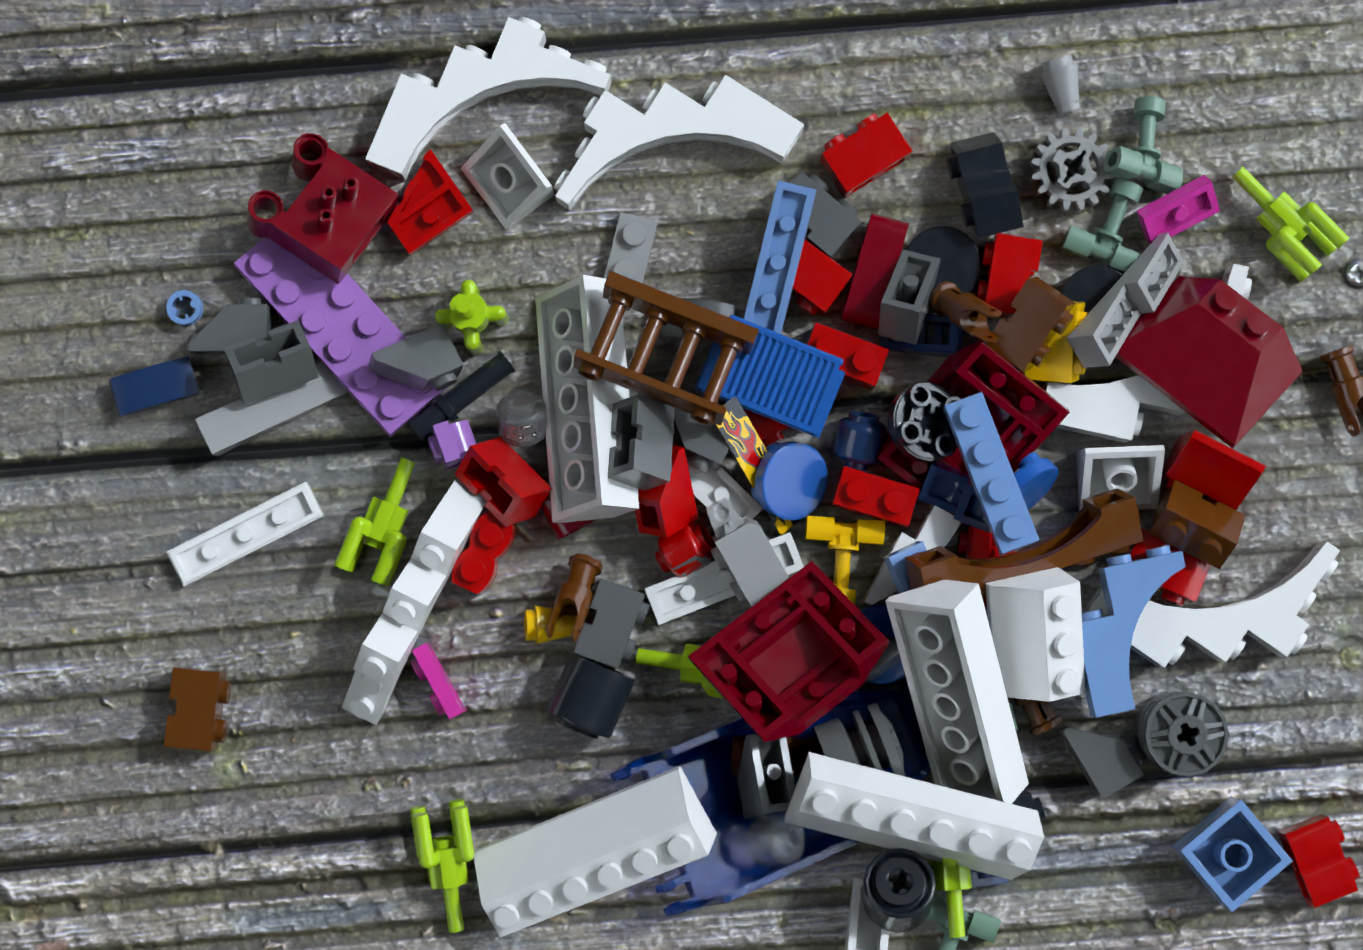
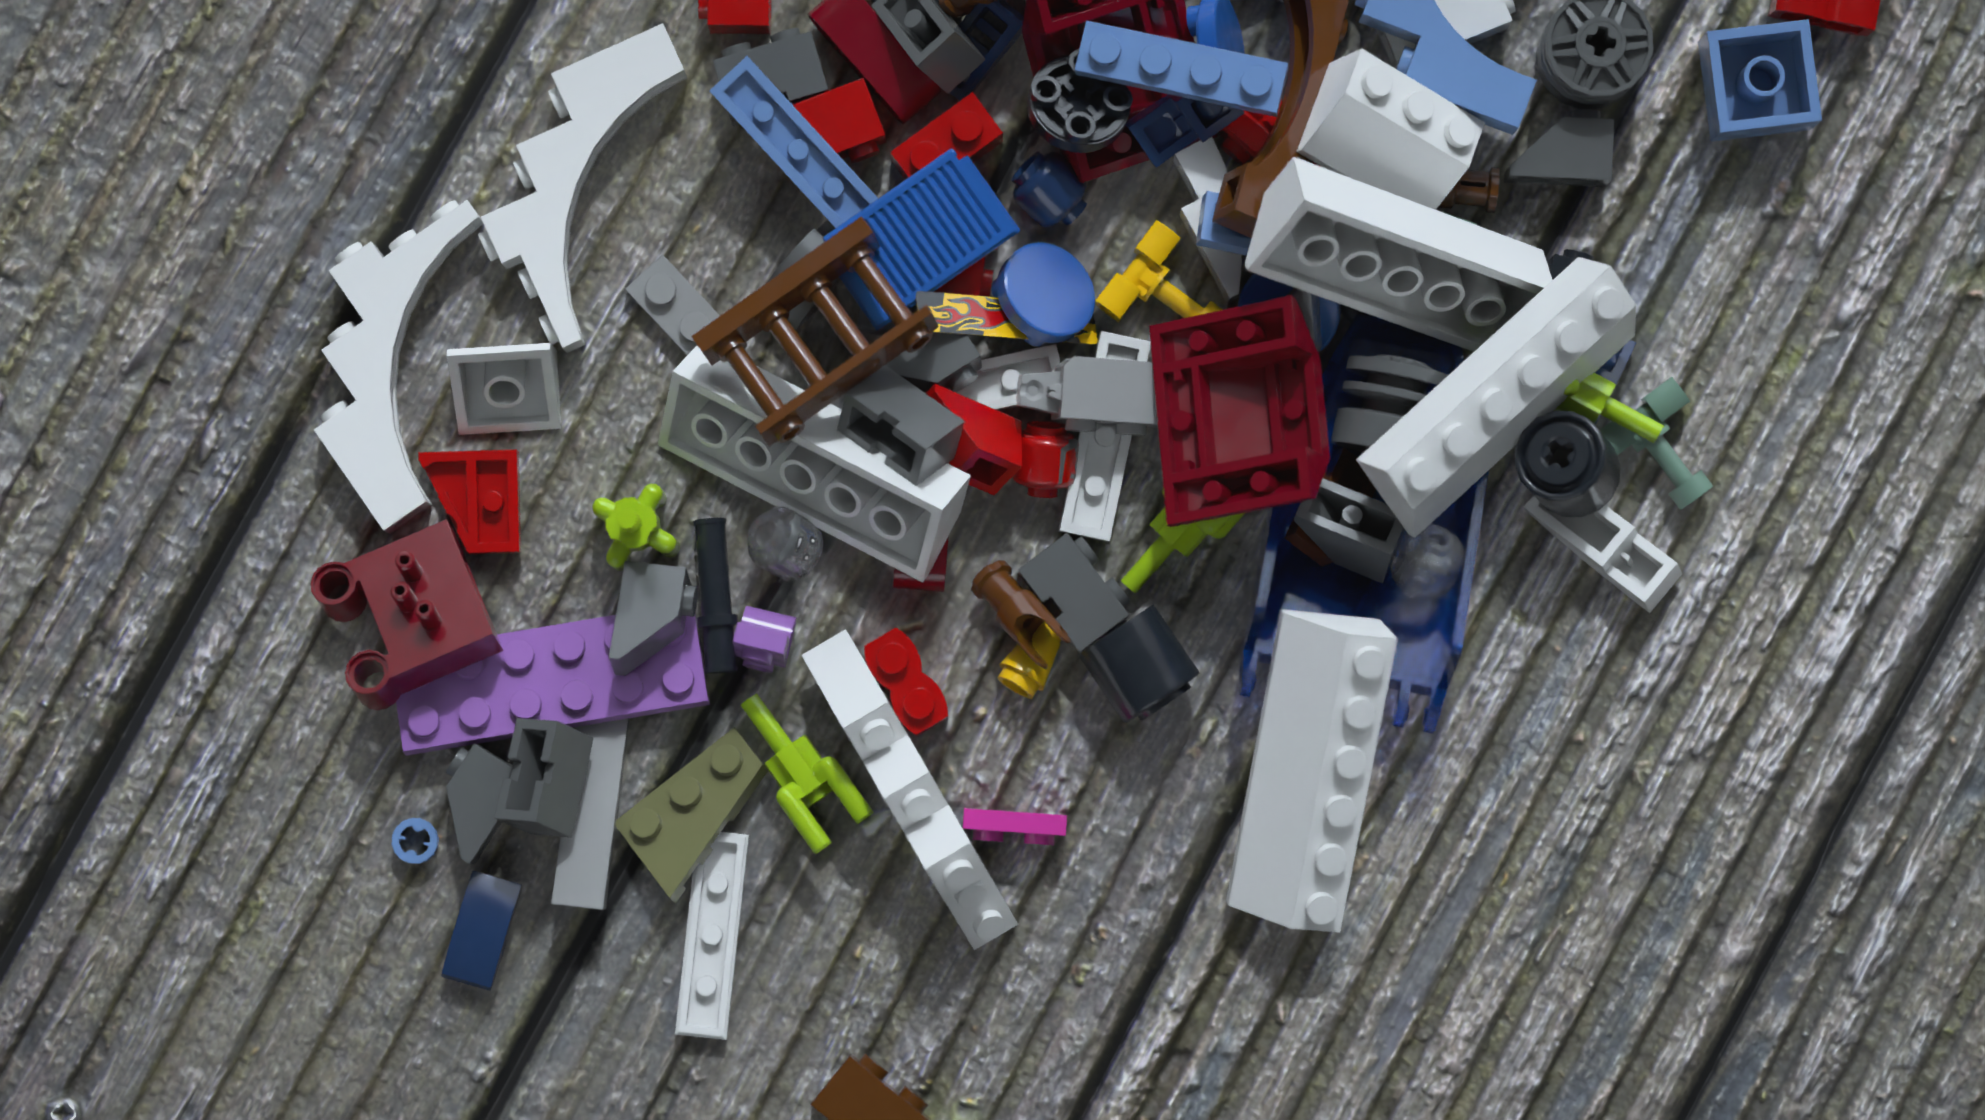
camera: 60 degrees left, 0 degrees up
(313, 468) = (688, 811): none -> olive wing
(445, 856) = (1210, 937): lime plant -> none
(503, 480) = (841, 607): red brick -> none
(875, 497) = (1122, 213): red brick -> none

